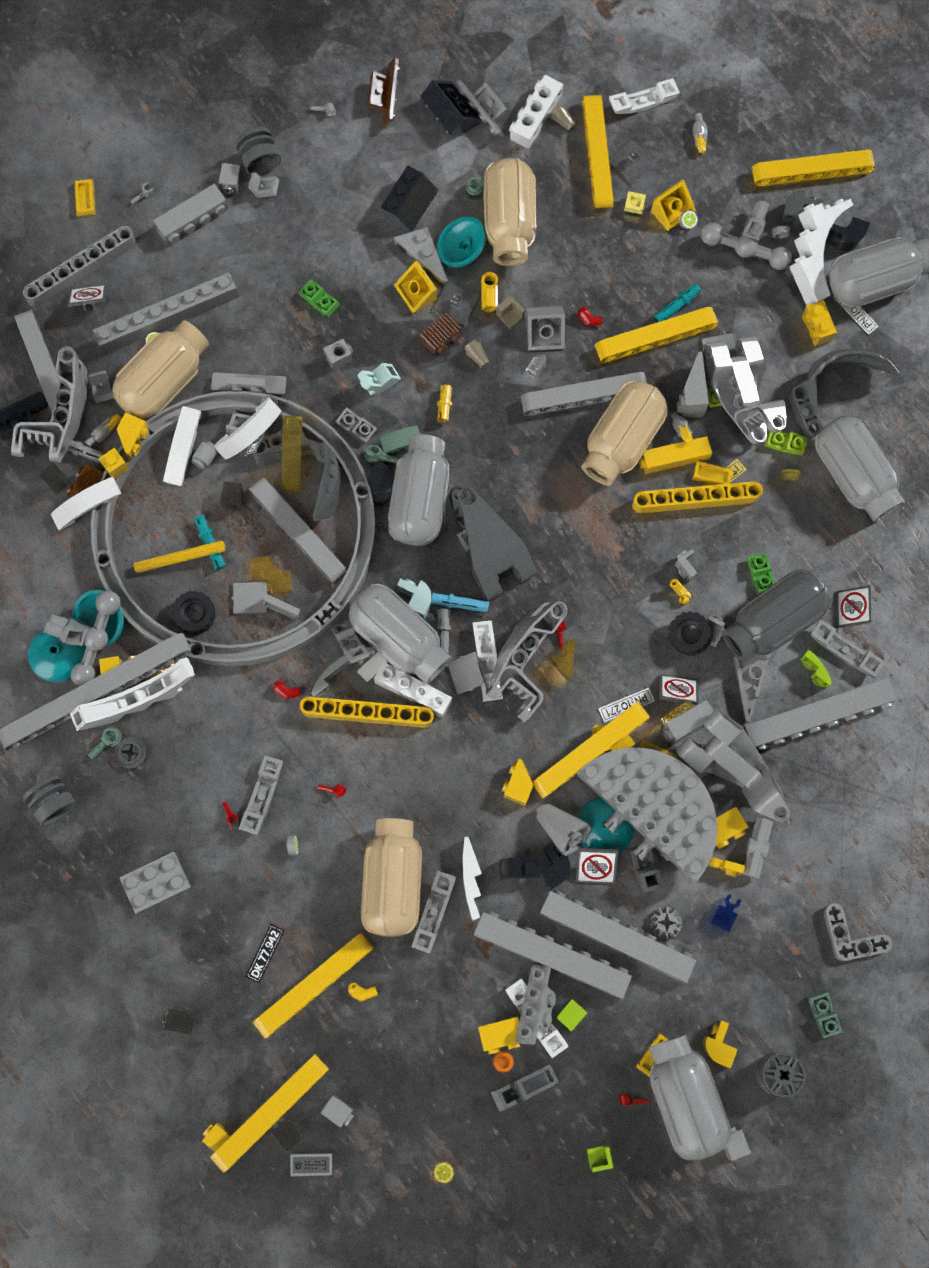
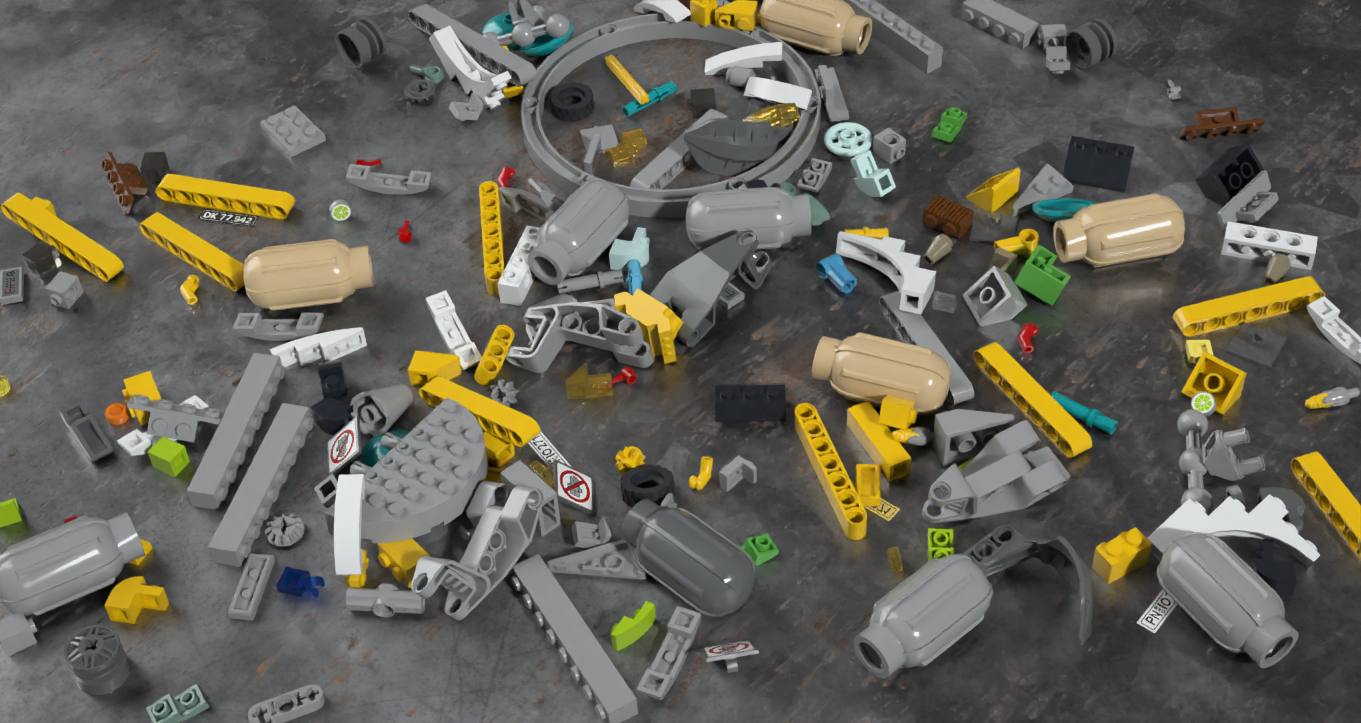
camera: 85 degrees right, 30 degrees down
(177, 710) = (467, 111): none -> light grey bracket
(190, 1052) = (124, 181): none -> reddish brown bracket
(241, 954) = (225, 196): none -> yellow beam
(318, 370) = (848, 139): none -> light aqua plate
(480, 440) = (834, 270): none -> dark azure piece
(482, 760) = (452, 330): none -> white slope
(502, 385) = (889, 257): none -> white arch
(522, 593) = (655, 319): none -> yellow slope
(528, 731) = (494, 355): none -> yellow beam
(534, 287) = (1041, 277): none -> bright green brick
(563, 729) = (508, 388): none -> light grey gear
(609, 538) = (750, 402): none -> black slope
(658, 642) = (629, 458): none -> yellow gear
(669, 432) = (897, 412): none -> yellow brick
(708, 861) = (347, 524): none -> white slope
(718, 953) = (251, 587): none -> light grey tile
(724, 683) = (591, 535): none -> light grey bracket

